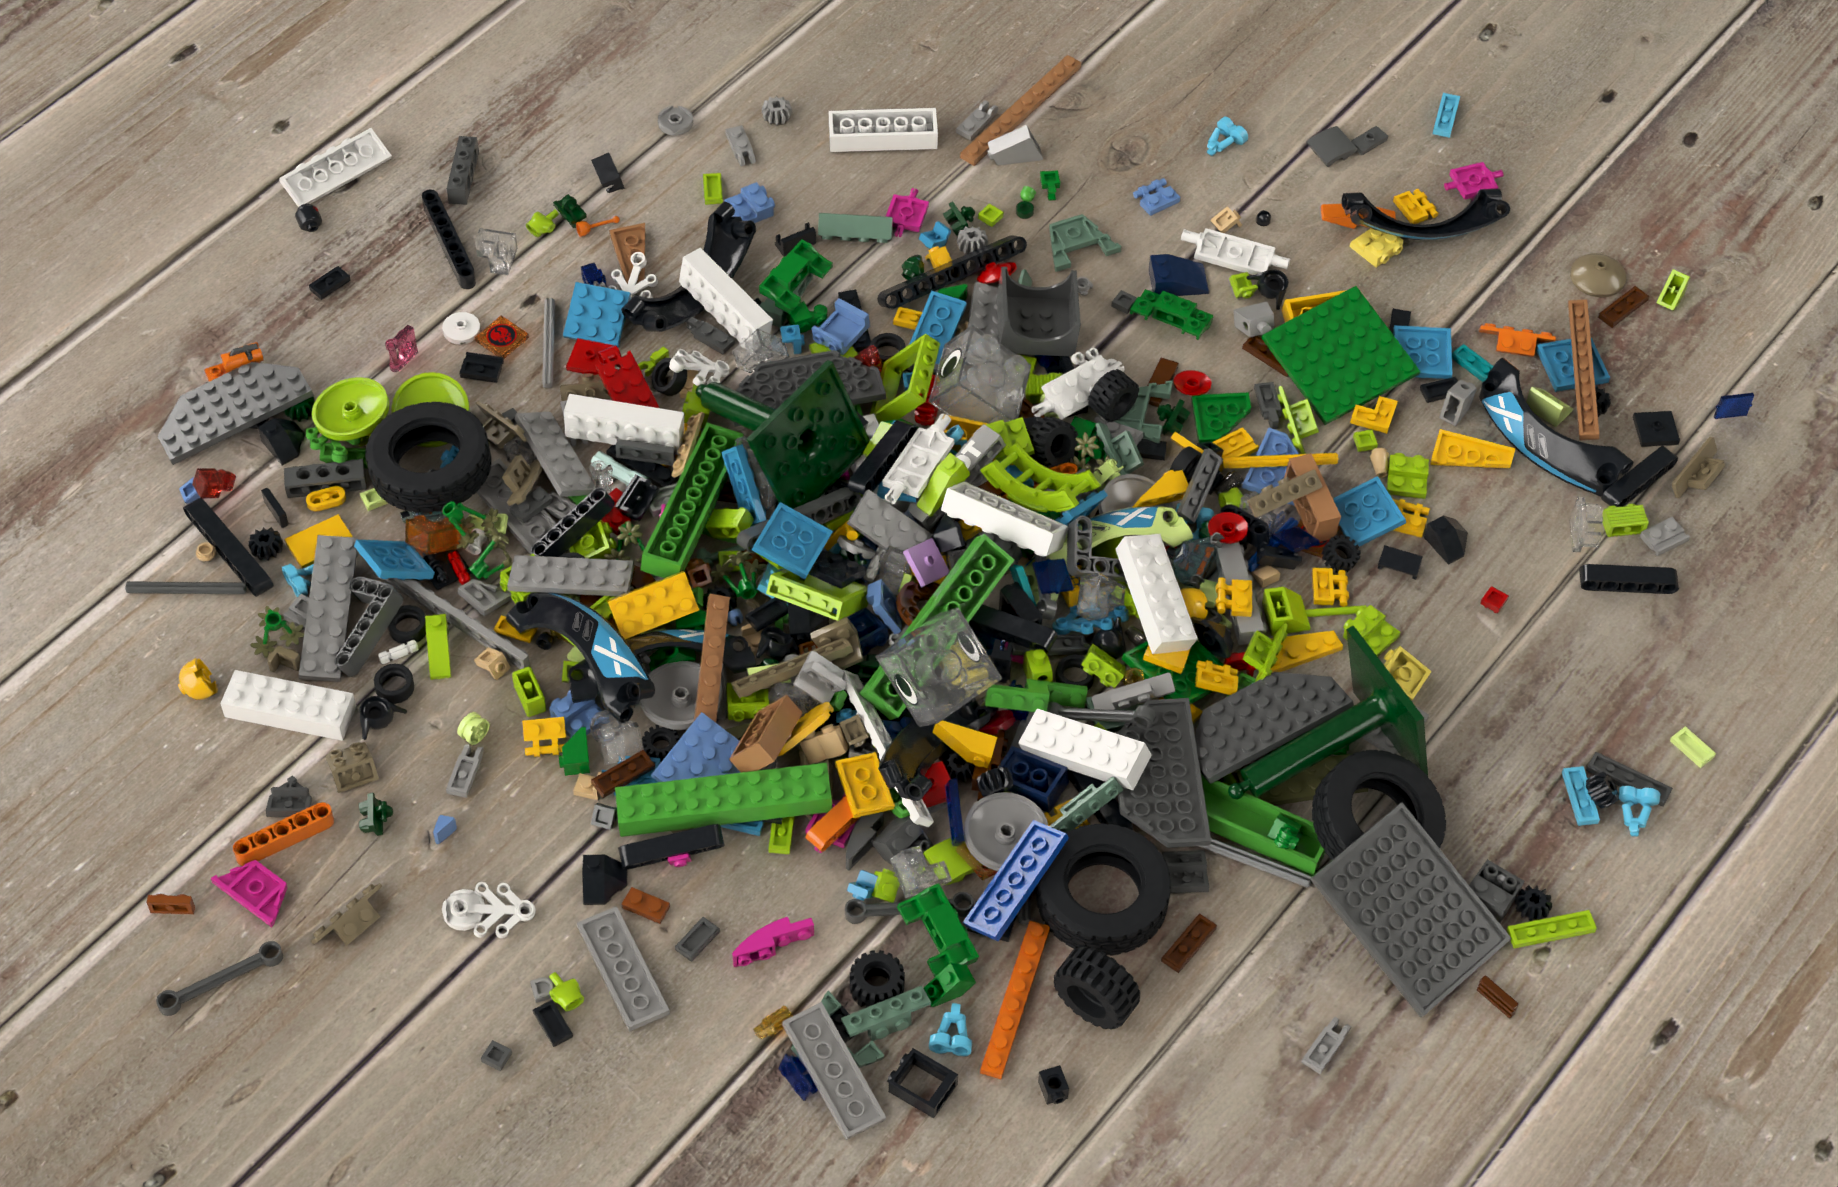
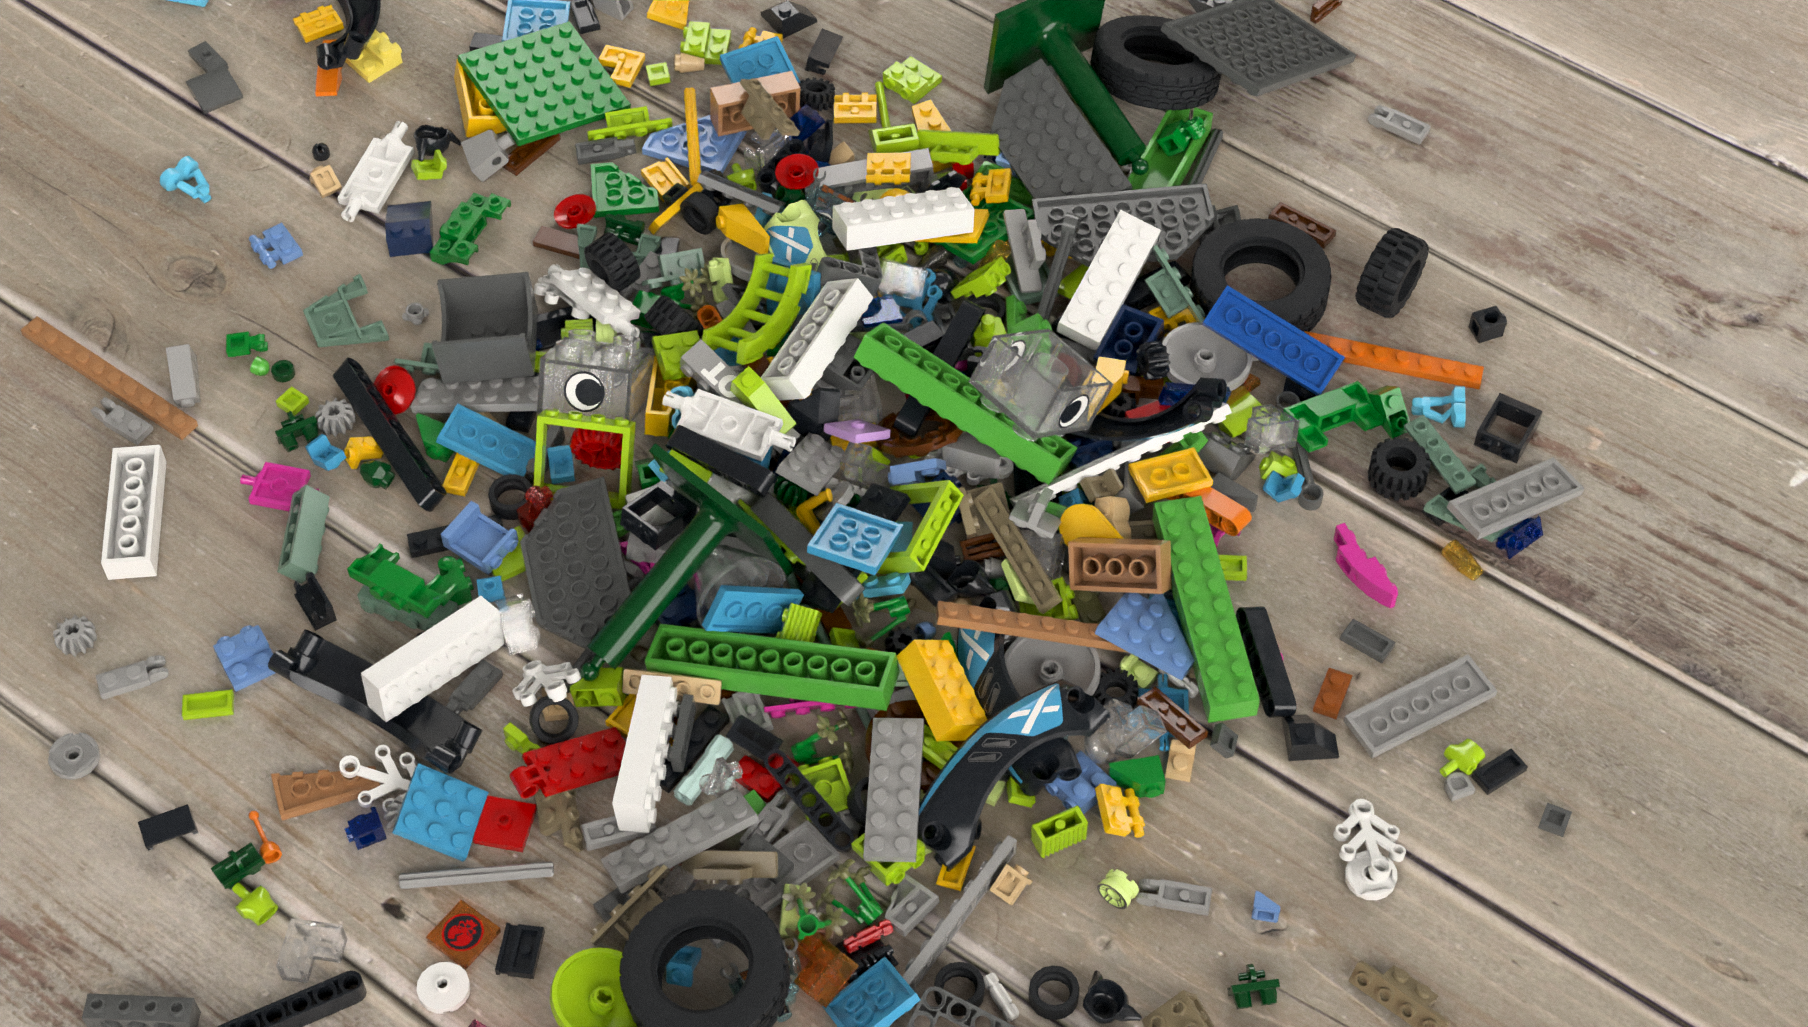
camera: 90 degrees left, 0 degrees up
(438, 646) = (993, 947): lime slope -> none
(1123, 302) = (445, 270): dark grey plate -> none
(1406, 671) = (964, 55): light yellow plate -> none

